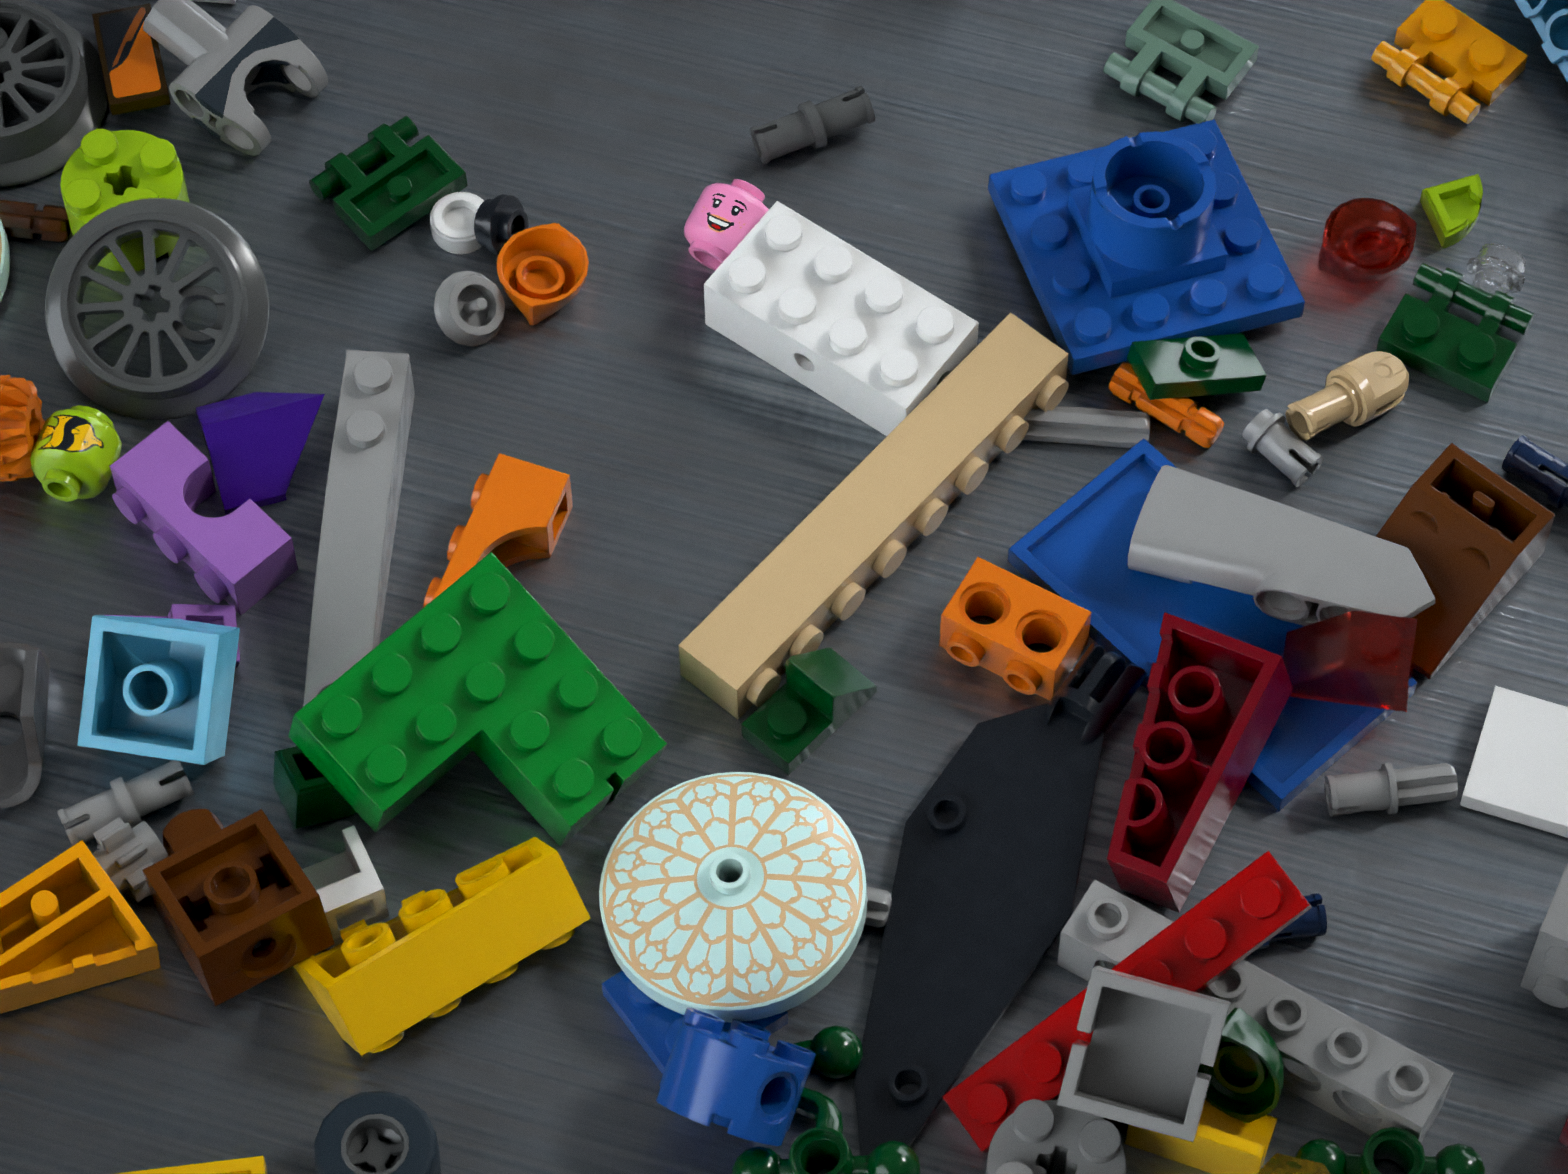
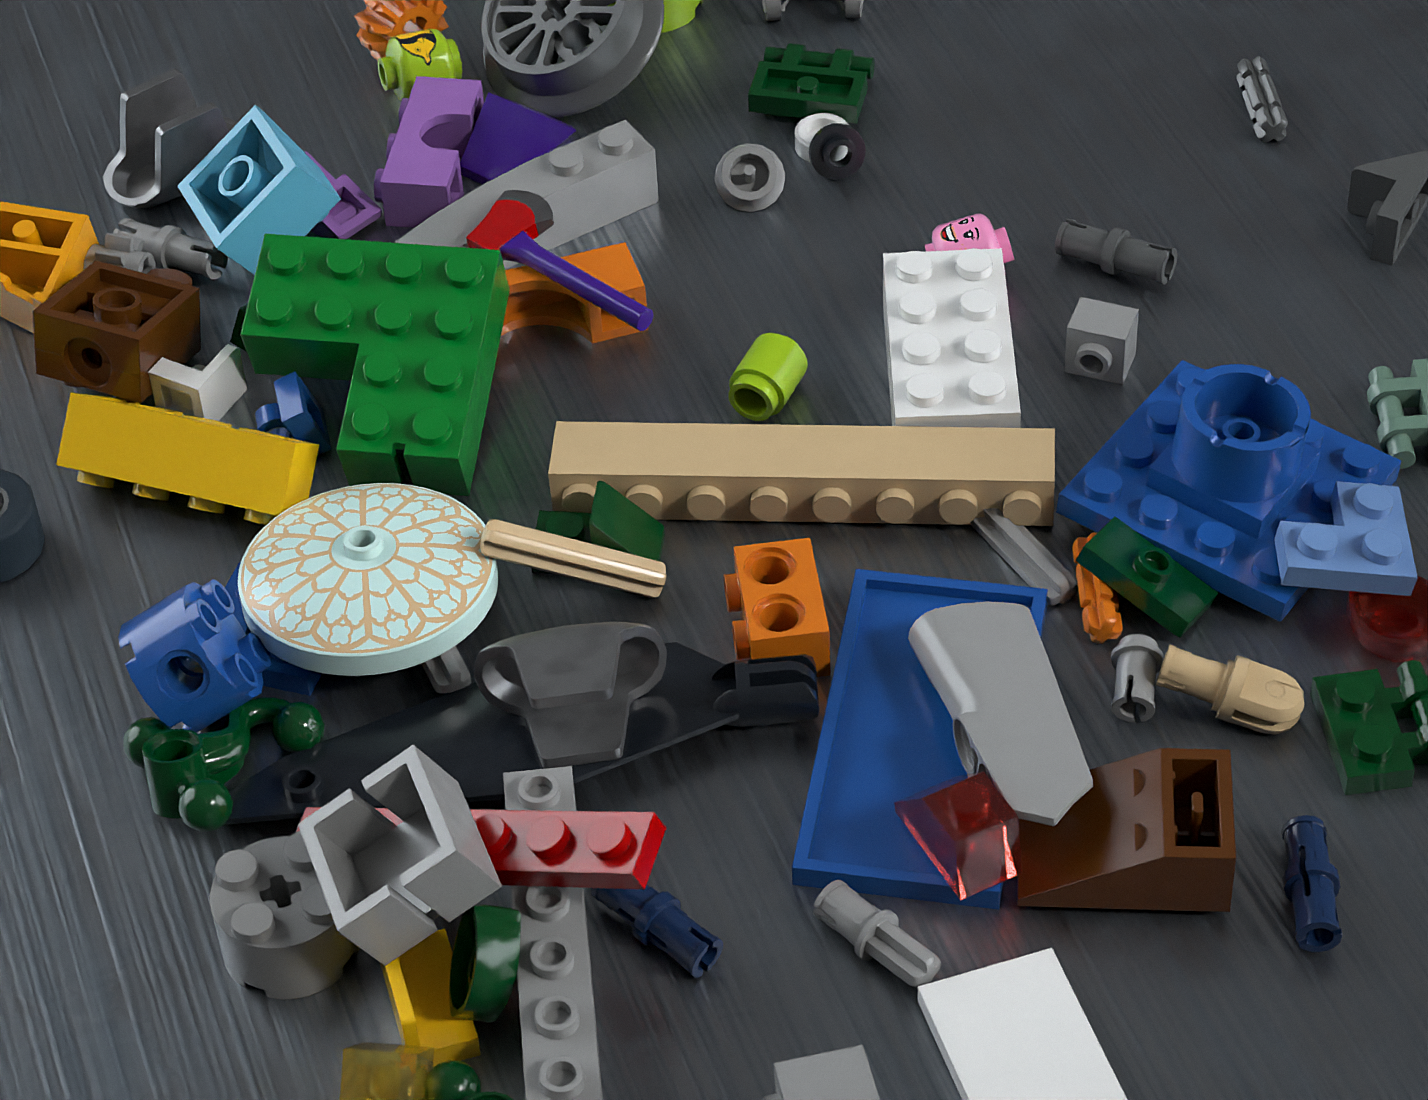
camera: 55 degrees right, 15 degrees down
(414, 537) = (519, 219): none -> piece
(461, 836) = (295, 413): none -> blue tile
(542, 270) = (819, 192): orange hat -> none
(737, 461) = (766, 376): none -> lime brick
(842, 735) = (573, 558): none -> tan axle
(912, 210) = (1101, 340): none -> light grey plate
(1004, 828) = (573, 685): none -> flat silver piece
(1193, 753) = (754, 766): dark red wedge -> none
(1309, 214) = (1359, 553): none -> medium blue plate

